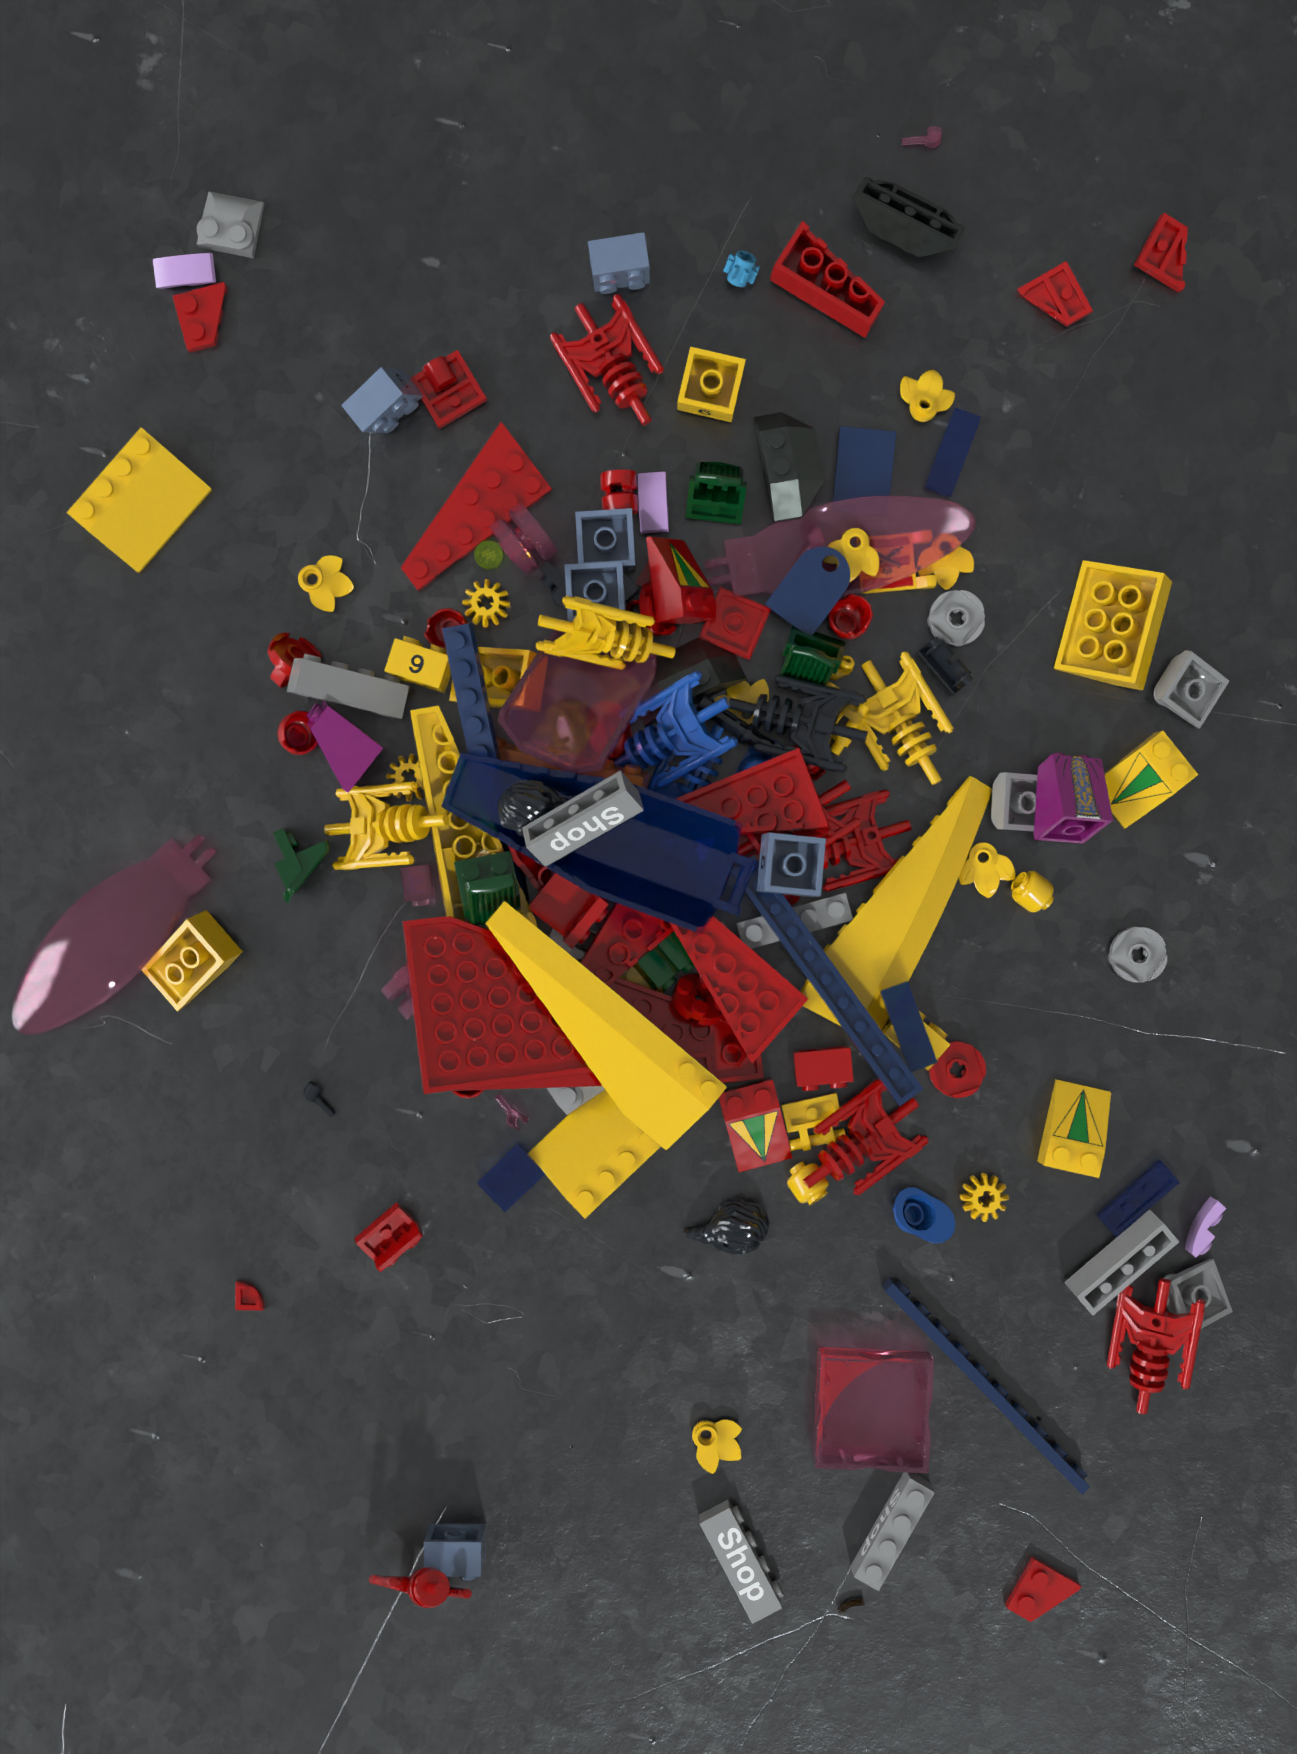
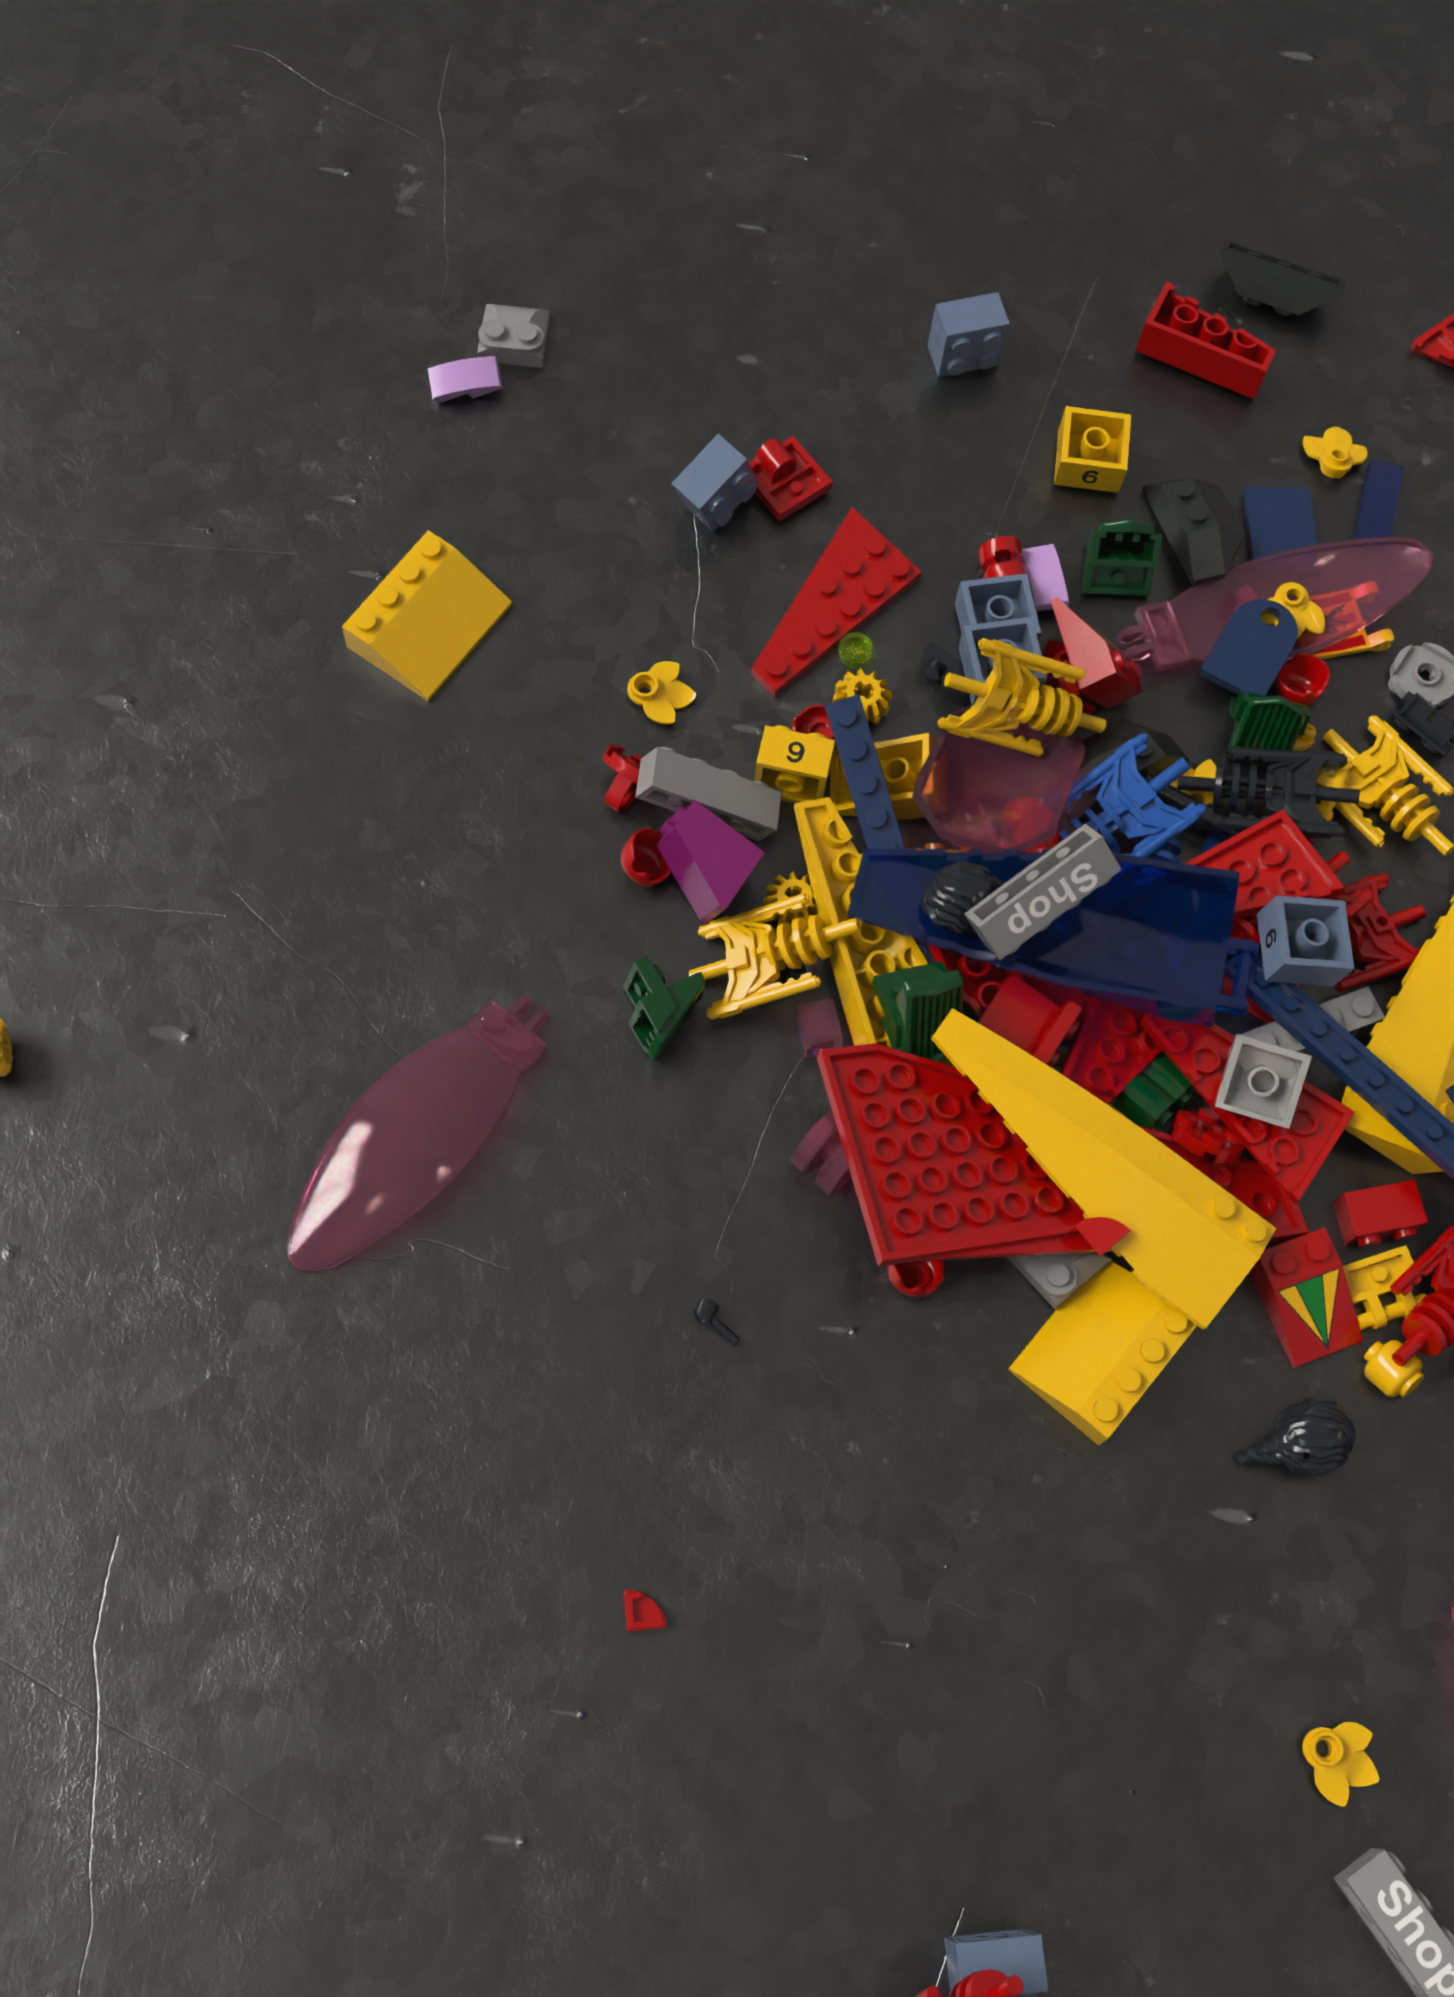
camera: 15 degrees left, 20 degrees down
(191, 959) = (528, 1150): yellow slope -> none
(200, 315) = (485, 424): red wing -> none
(389, 1236) = (836, 1499): red bracket -> none
(511, 1177) = (992, 1401): clear blue plate -> none
(512, 1115) = (981, 1316): clear pink hand -> none
(525, 537) = (901, 618): clear pink wheel -> none
(595, 1079) = (1102, 1232): none -> red tile
(606, 354) = (970, 429): red bar -> none
(736, 624) = (1166, 702): red tile -> none
(738, 971) = (1262, 1081): none -> light grey slope
(741, 268) = (1103, 337): dark azure gear -> none
(931, 139) = (1284, 211): clear pink hand -> none
(949, 566) = (1403, 621): yellow plate -> none

